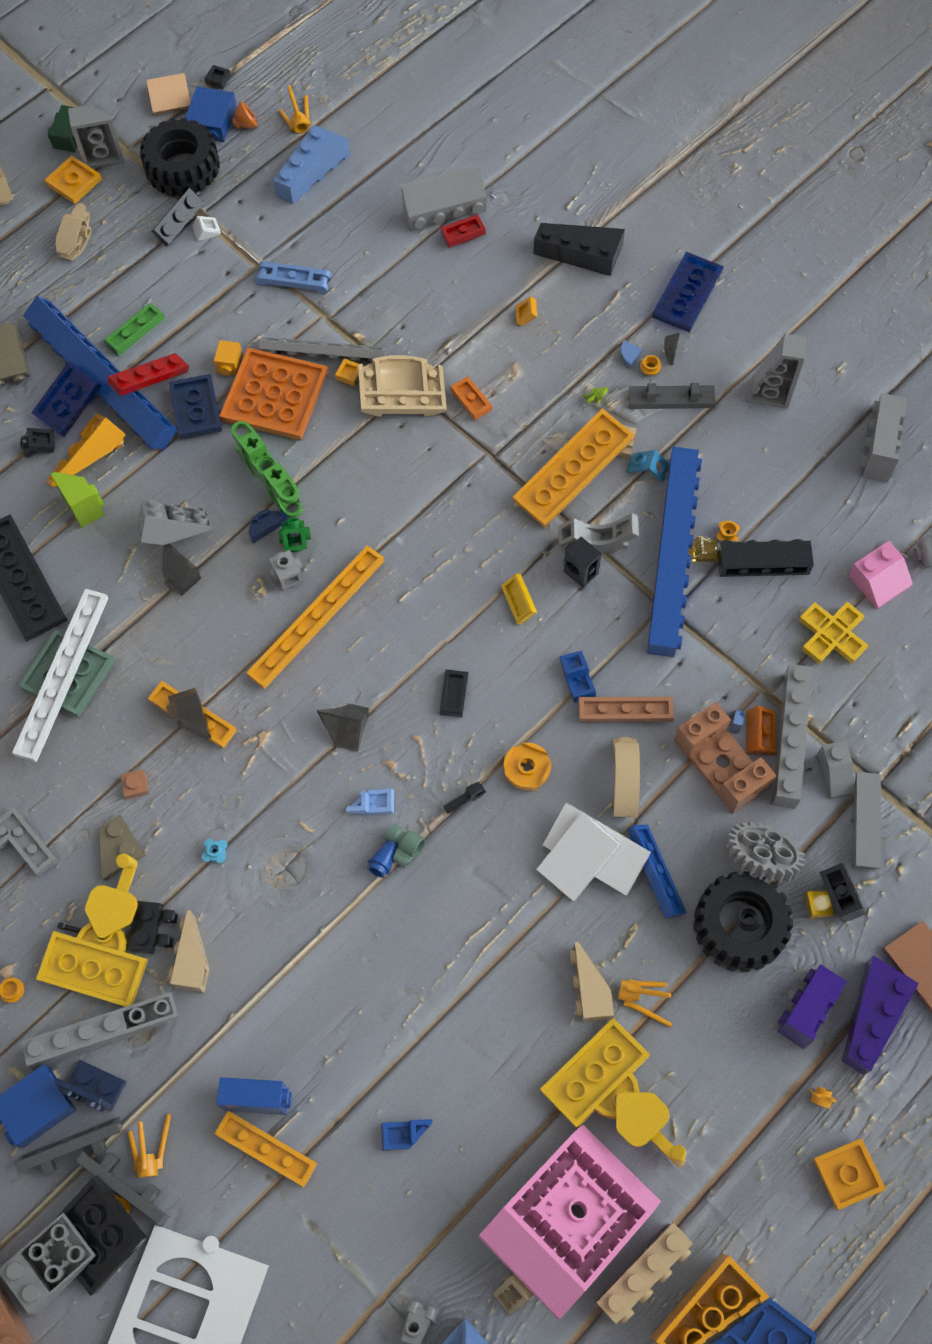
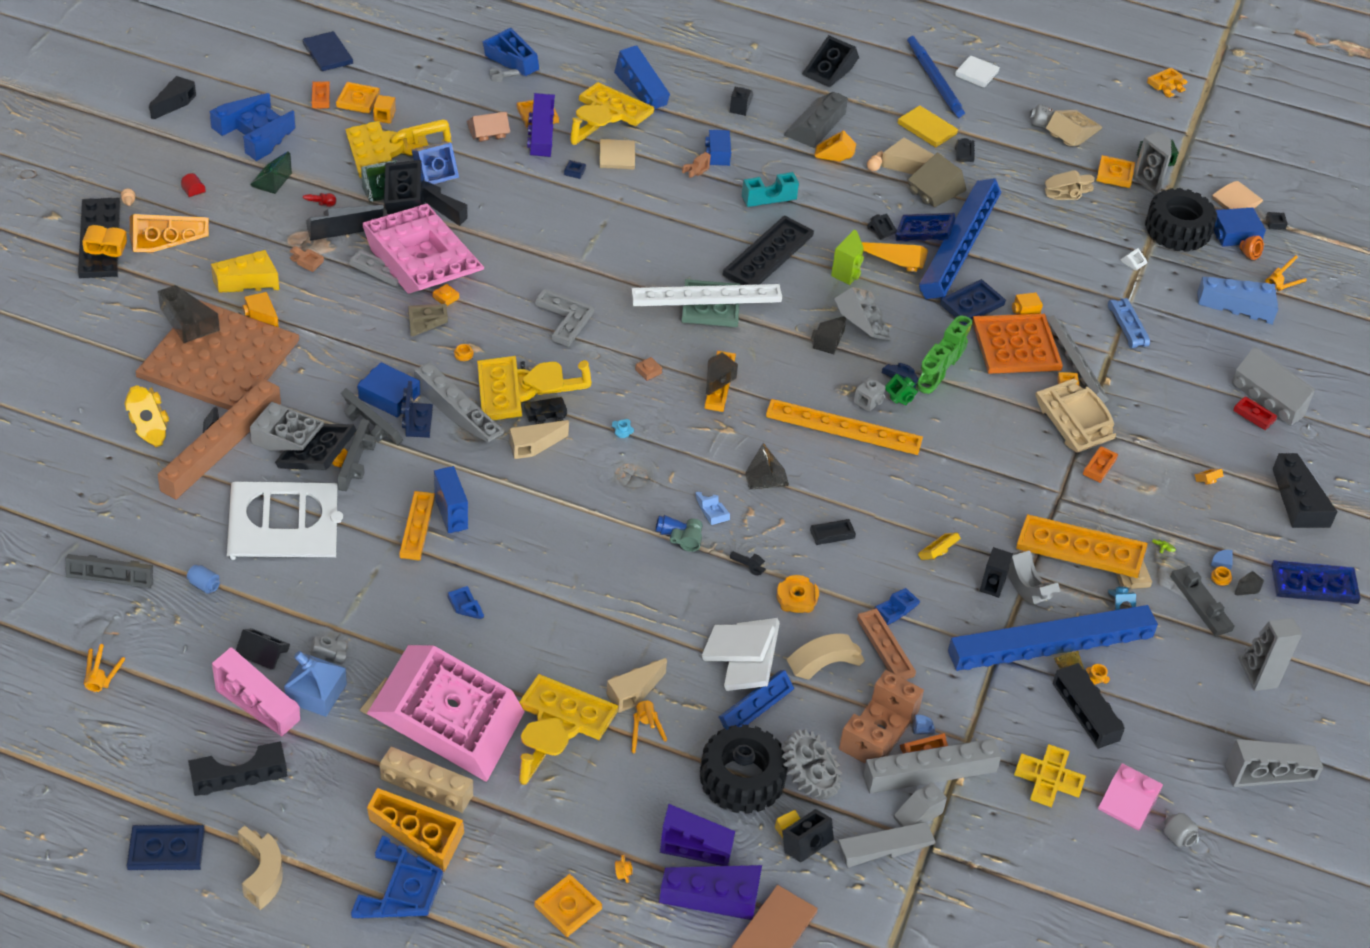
camera: 60 degrees right, 20 degrees down
(115, 840) = (601, 374): dark tan wing -> none
(134, 329) = (1014, 248): bright green tile -> none
(146, 1164) = (376, 461): light orange plant -> none
(147, 374) = (977, 261): red plate -> none
(177, 217) = (1129, 238): plate -> none

